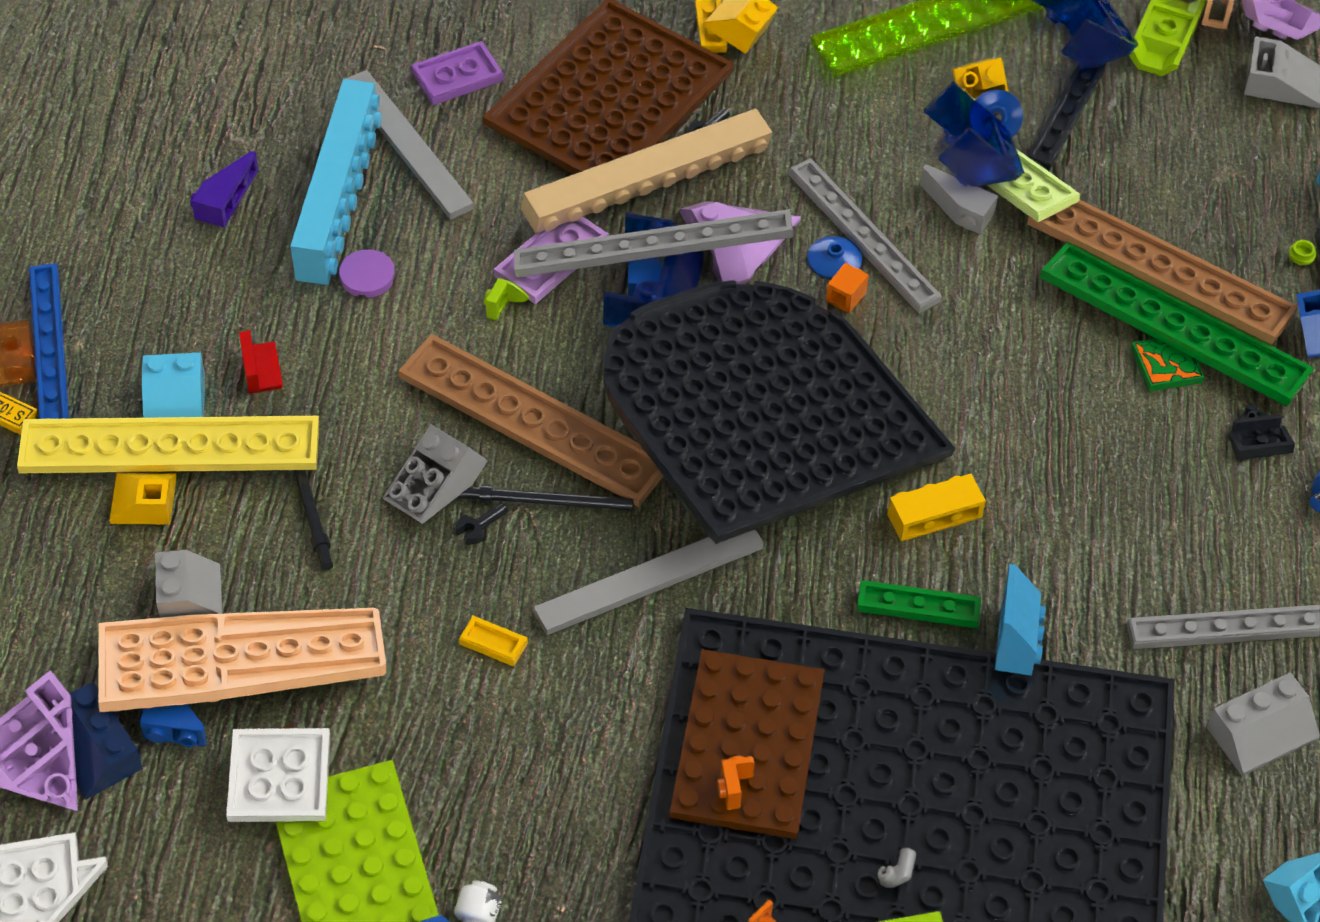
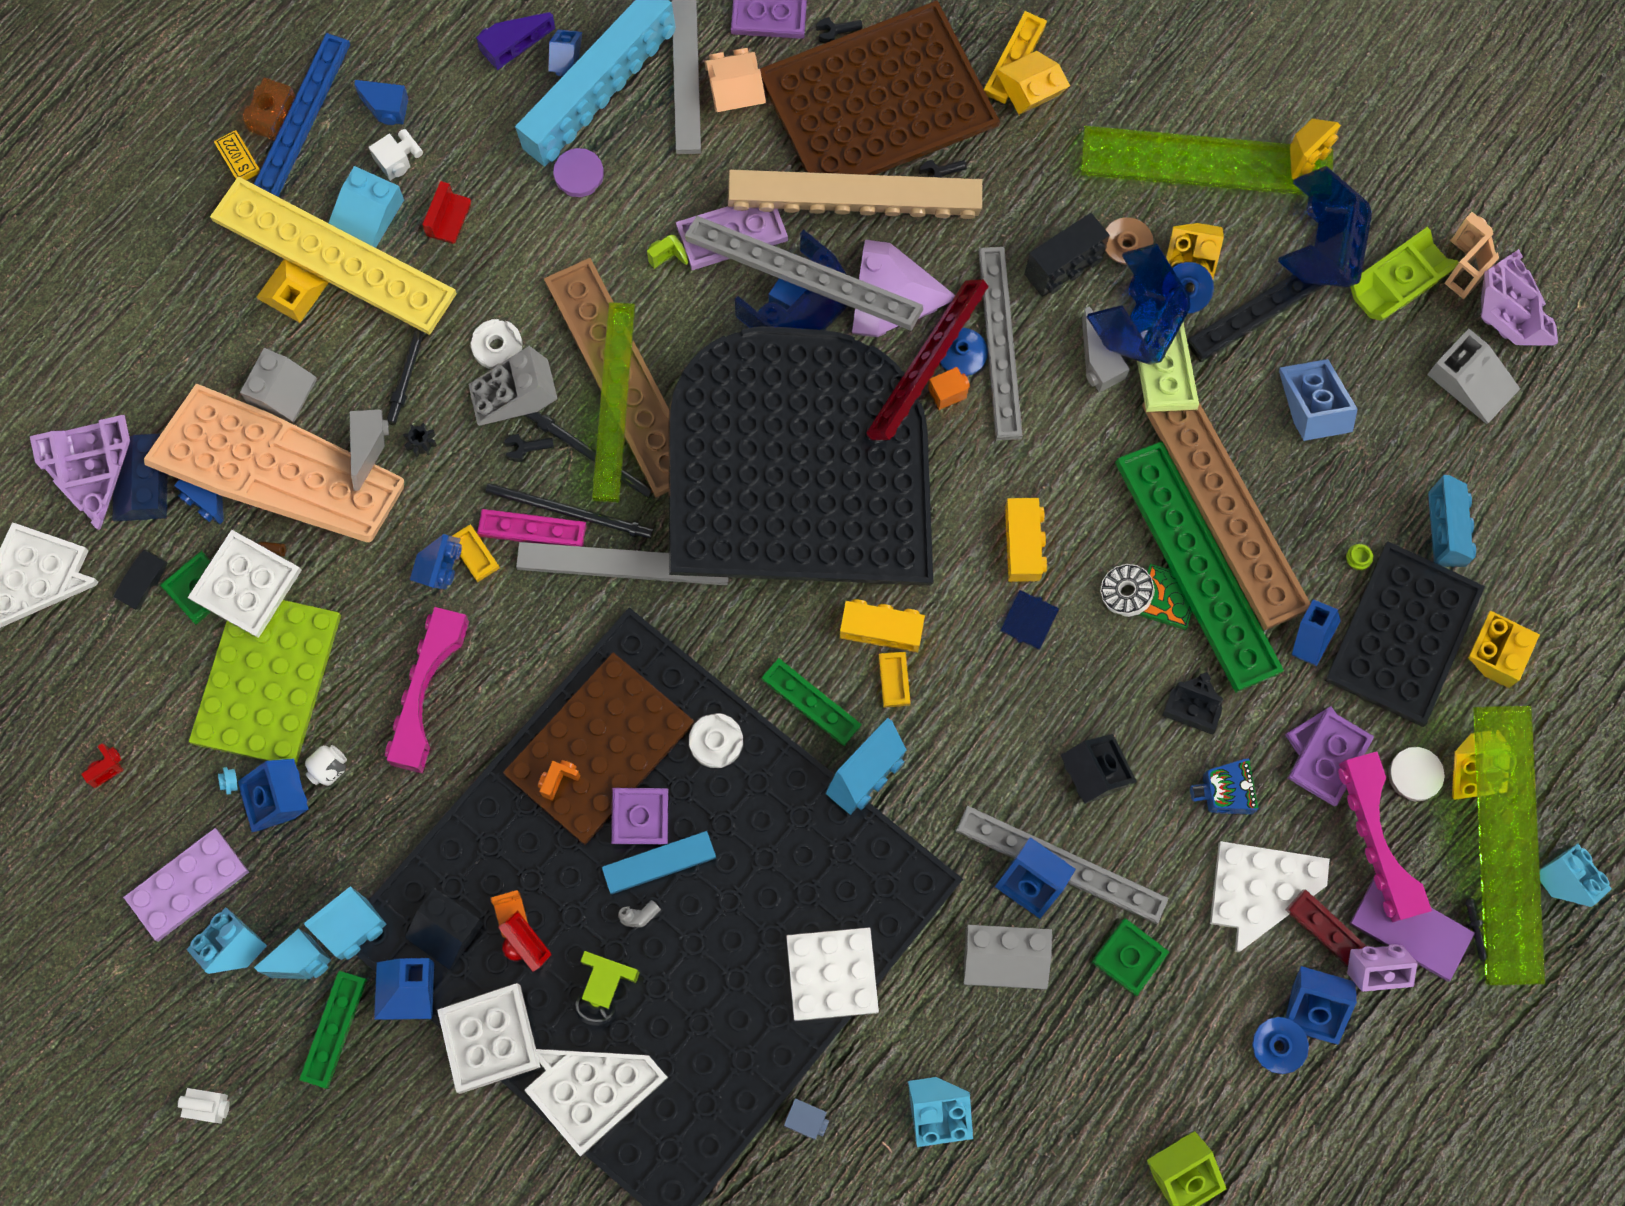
camera: 30 degrees right, 20 degrees up
(127, 296) = (384, 100): none -> blue slope
(155, 835) = (140, 578): none -> black slope
(171, 333) = (393, 156): none -> white brick
(208, 818) = (182, 583): none -> green tile
(286, 181) = (564, 51): none -> blue slope
(313, 586) = (366, 442): none -> light grey slope
(369, 565) = (419, 432): none -> black gear
(385, 464) = (492, 330): none -> white tile
(465, 662) = (435, 562): none -> blue slope
(468, 133) = (735, 80): none -> light nougat piece
(526, 594) = (531, 528): none -> dark pink tile
(528, 61) = (835, 29): none -> black bar
(546, 439) = (613, 402): none -> clear neon green plate
(552, 837) = (443, 637): none -> dark pink arch
(637, 542) = (632, 528): none -> black bar
(815, 270) = (927, 360): none -> dark red plate
(835, 778) = (639, 816): none -> medium lavender tile
(856, 678) = (716, 740): none -> white tile
(875, 134) = (1067, 255): none -> black brick
(882, 813) = (658, 862): none -> dark azure tile
(910, 102) = (1129, 231): none -> medium nougat dish
(979, 548) = (894, 679): none -> yellow tile
(1008, 375) = (1025, 539): none -> yellow brick
(1061, 440) = (1029, 619): none -> clear blue piece
(1121, 824) = (832, 974): none -> white plate
(1126, 358) = (1123, 576): none -> tile
(1173, 151) = (1318, 400): none -> medium blue slope
(1218, 527) = (1098, 768): none -> black slope
(1239, 642) = (1035, 878): none -> blue slope

